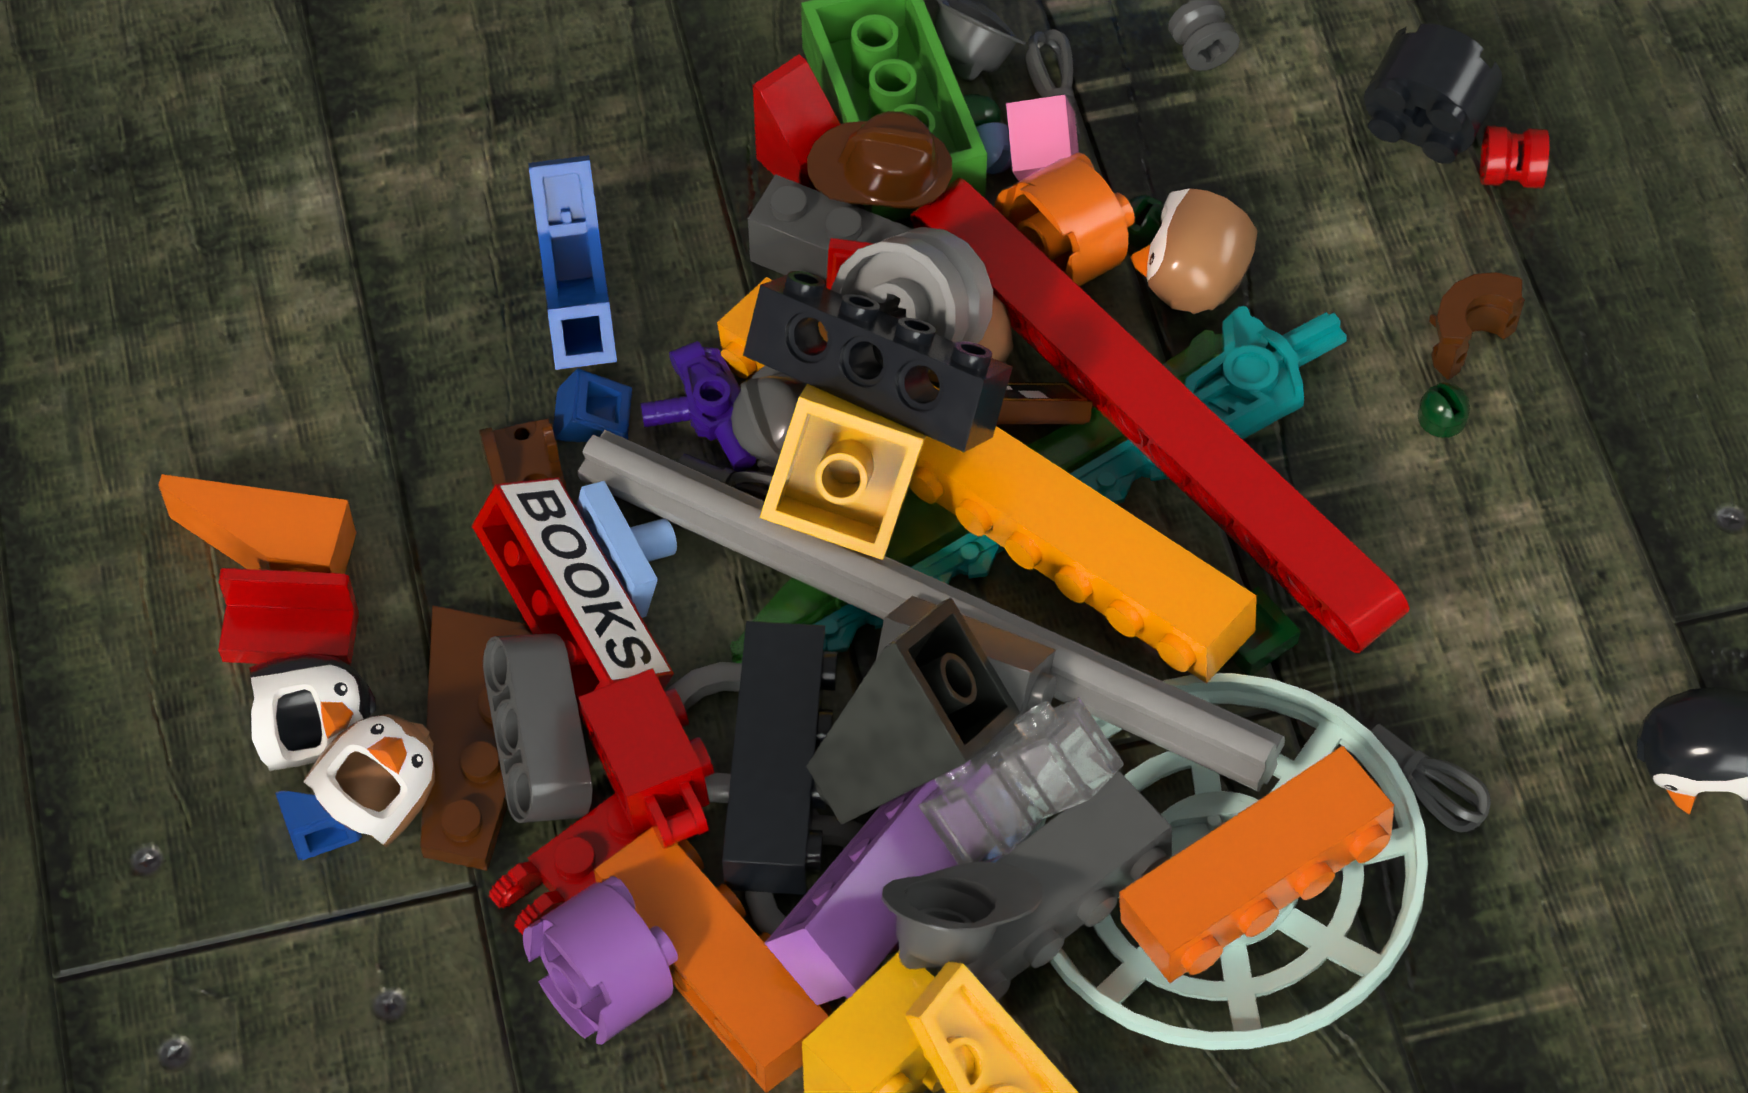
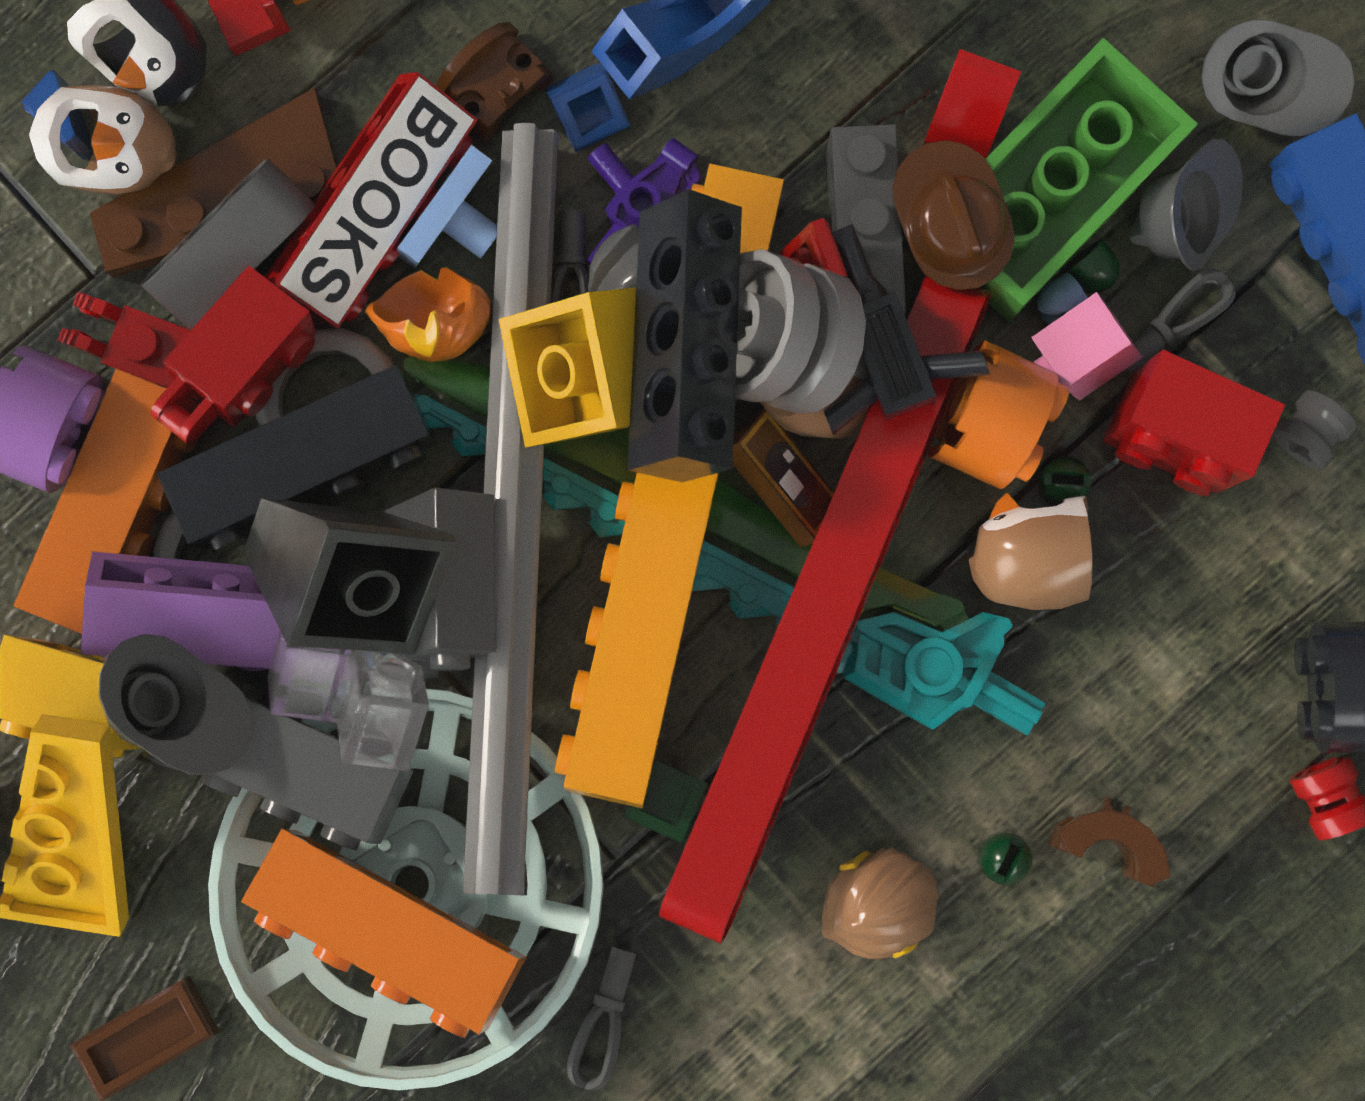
camera: 65 degrees right, 25 degrees up
(708, 600) = (431, 315): none -> orange hair
(998, 245) = (895, 369): none -> black piece
(1152, 98) = (1192, 424): none -> red brick
(1435, 515) = (880, 904): none -> medium nougat hair

